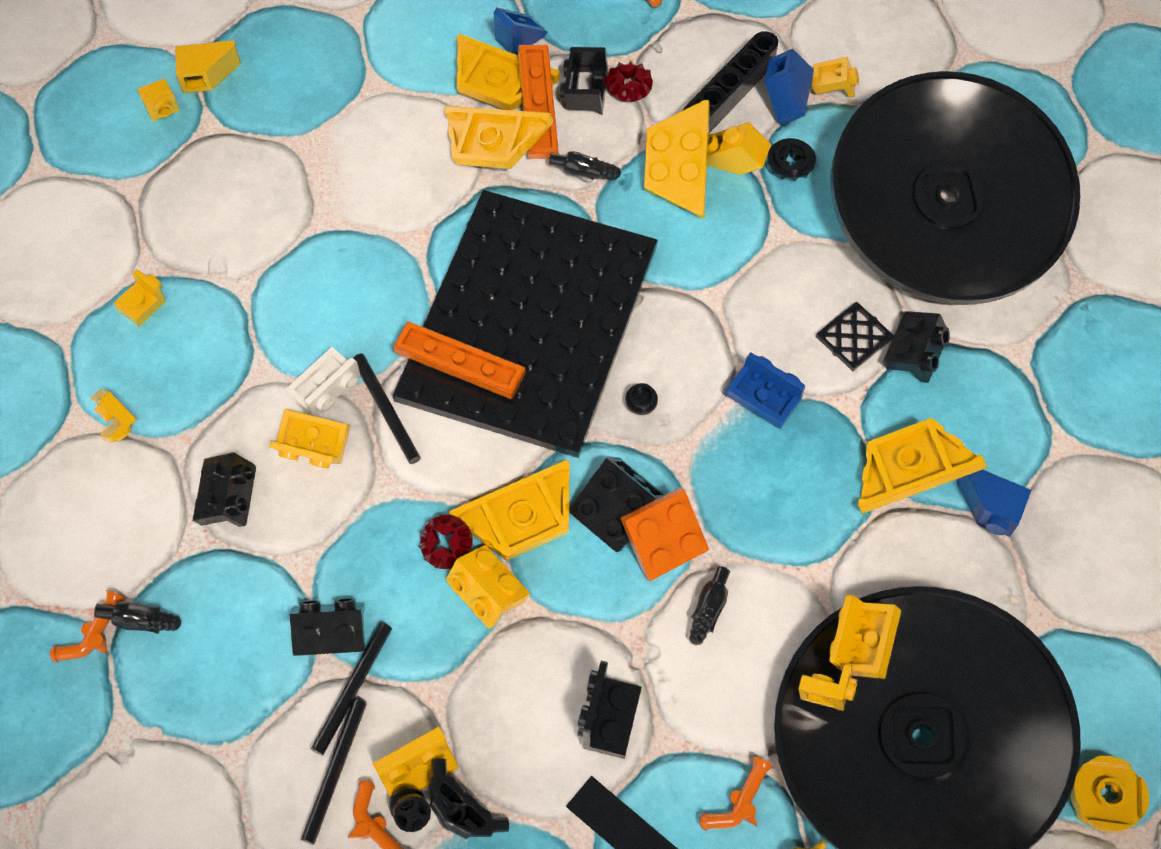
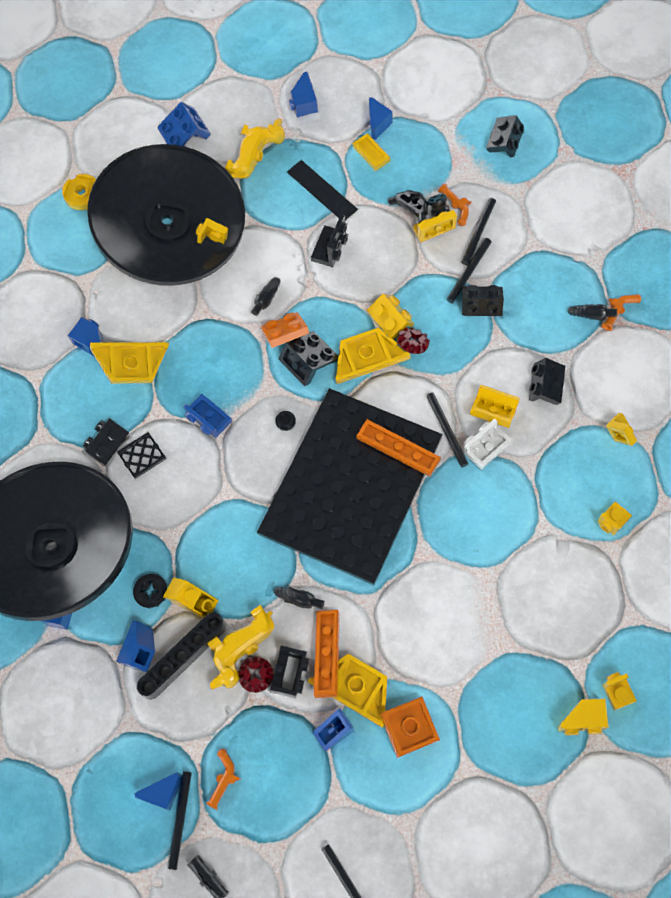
camera: 165 degrees left, 5 degrees up
(425, 38) = (409, 727): none -> orange tile
(493, 135) = (364, 624): yellow wing -> none
(654, 104) = (238, 644): none -> yellow animal
(679, 158) = (230, 590): yellow wing -> none
(741, 799) = (267, 202): orange piece -> none
(835, 75) = (101, 658): yellow bracket -> none
(865, 637) = (185, 252): yellow bracket -> none

